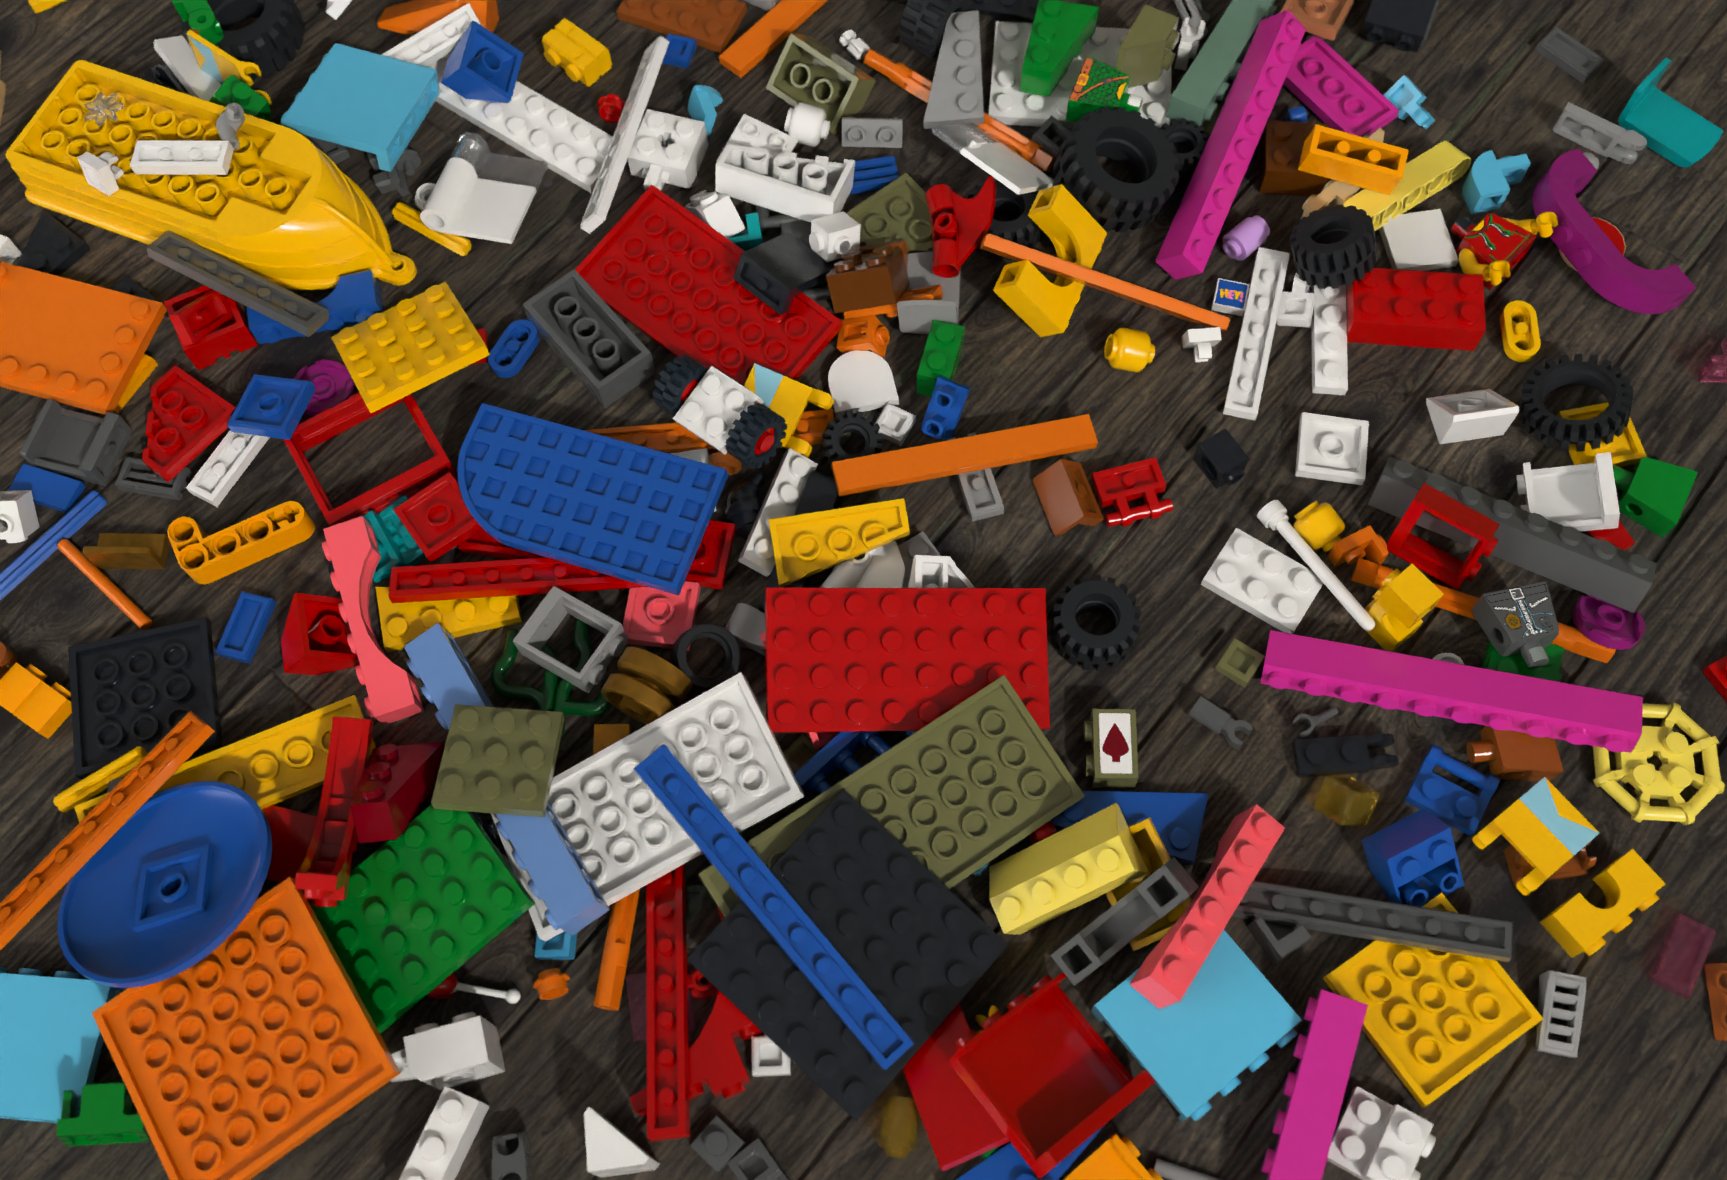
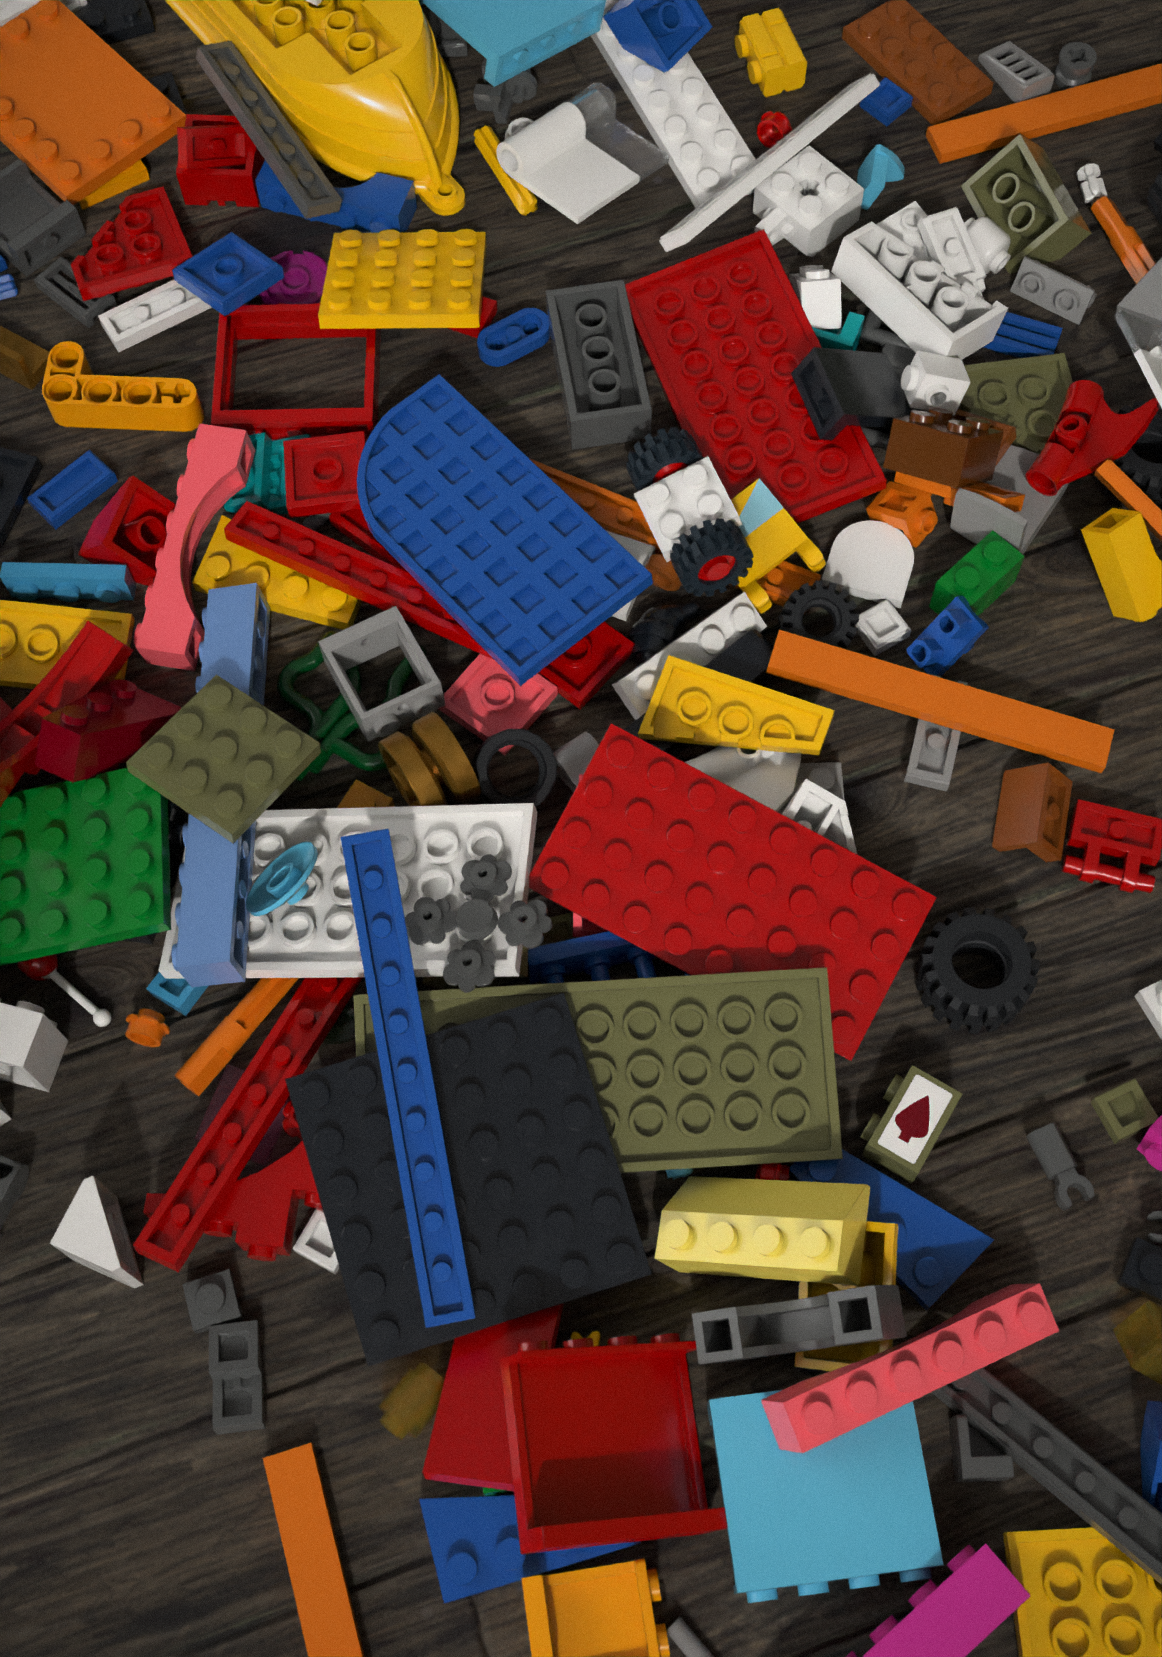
camera: 30 degrees right, 0 degrees up
(288, 697) = (68, 581): none -> dark azure plate
(594, 822) = (283, 880): none -> medium azure dish
(755, 773) = (476, 921): none -> dark grey plant
(790, 135) = (952, 248): none -> white hinge

